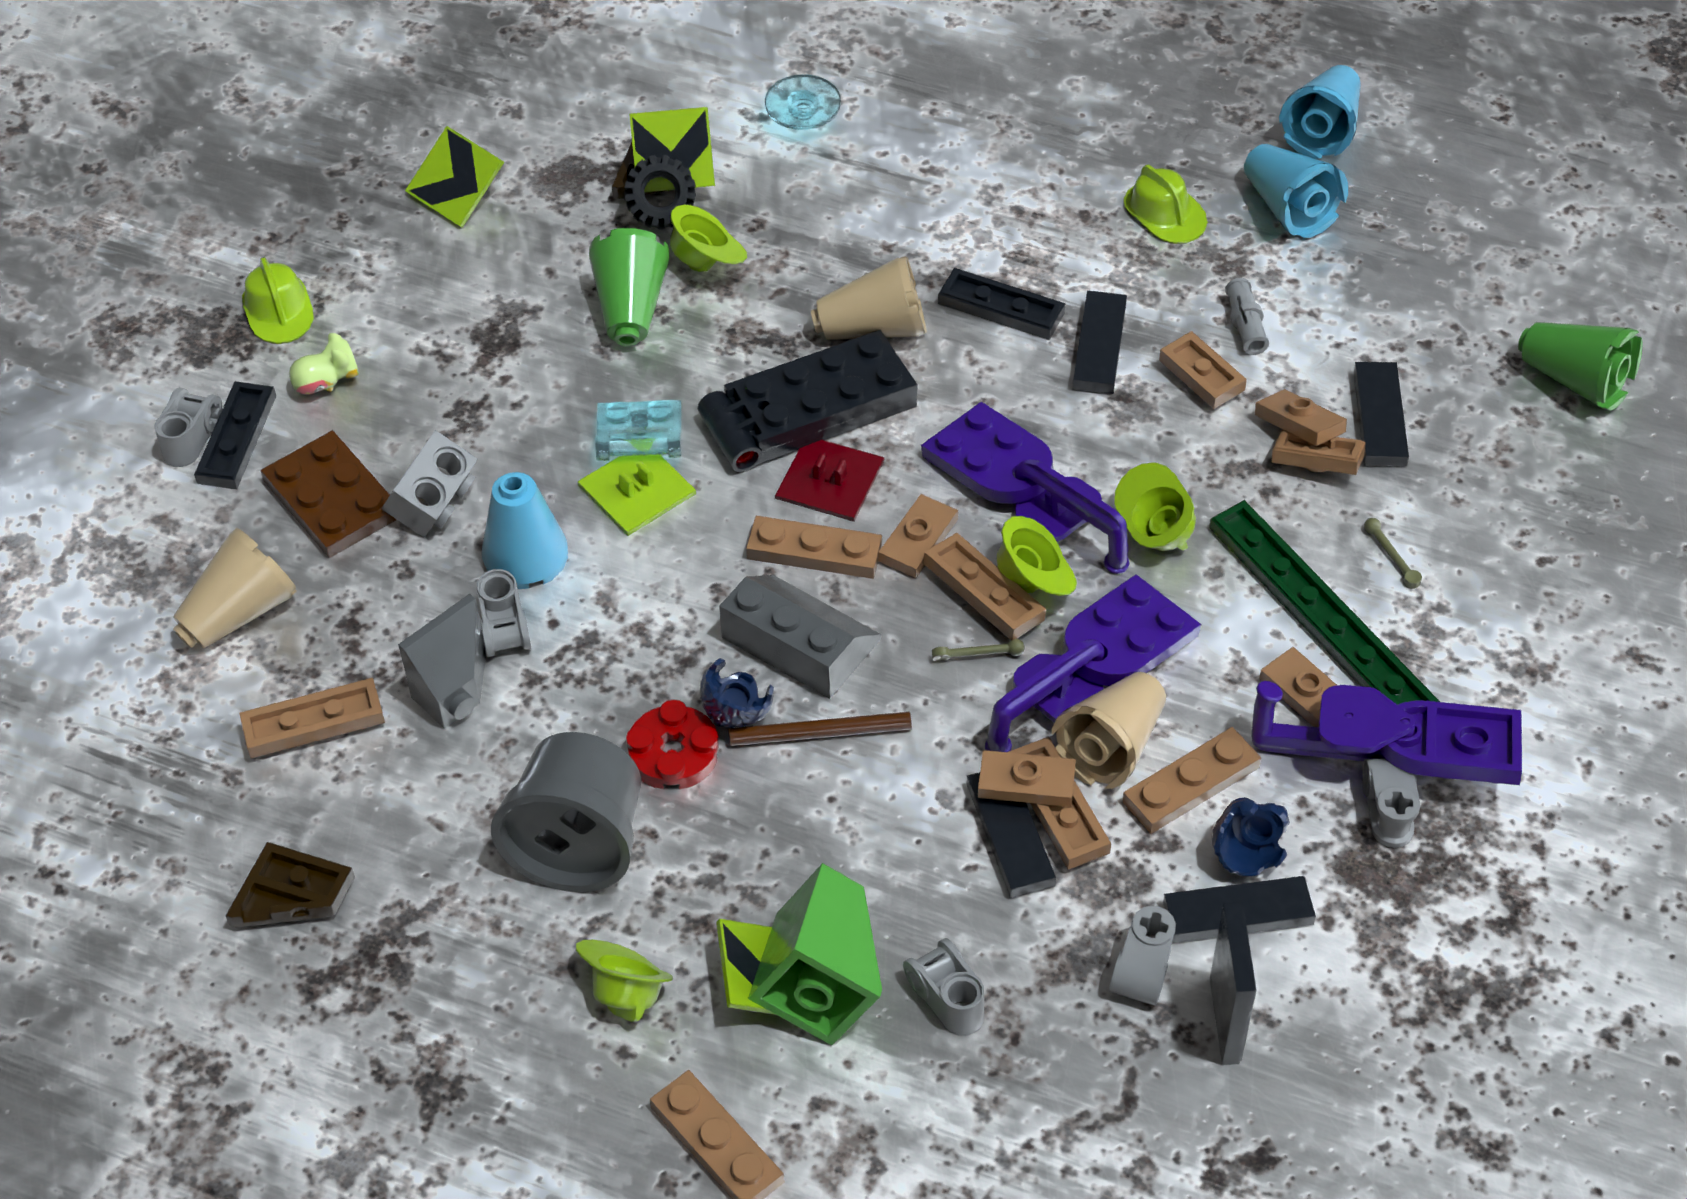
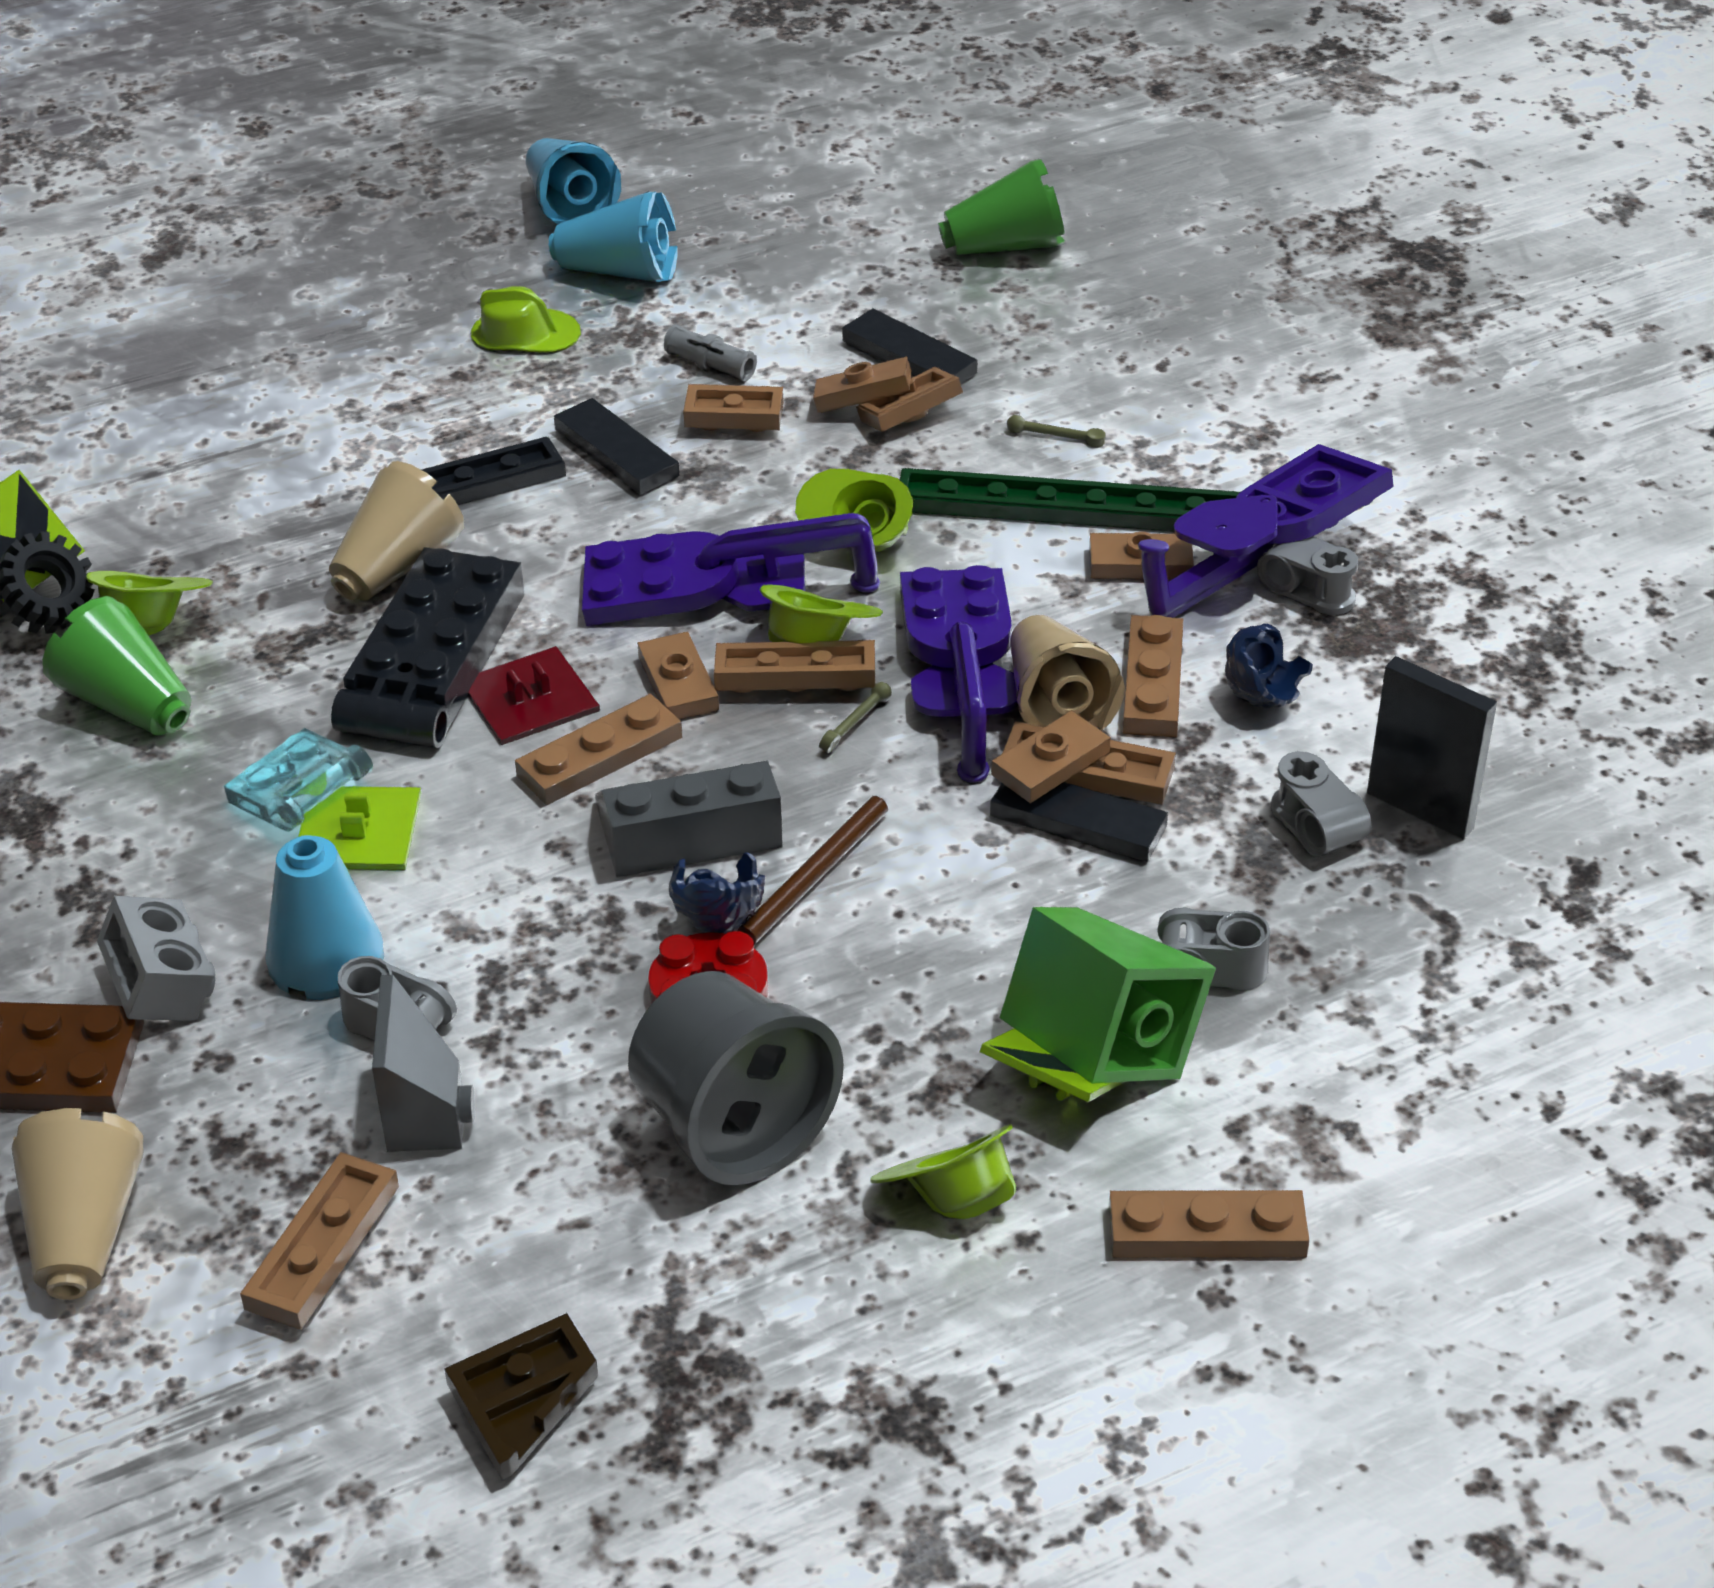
camera: 50 degrees left, 10 degrees down
(802, 102) = (75, 441): clear light blue dish -> none
(1266, 904) = (1323, 720): black tile -> none

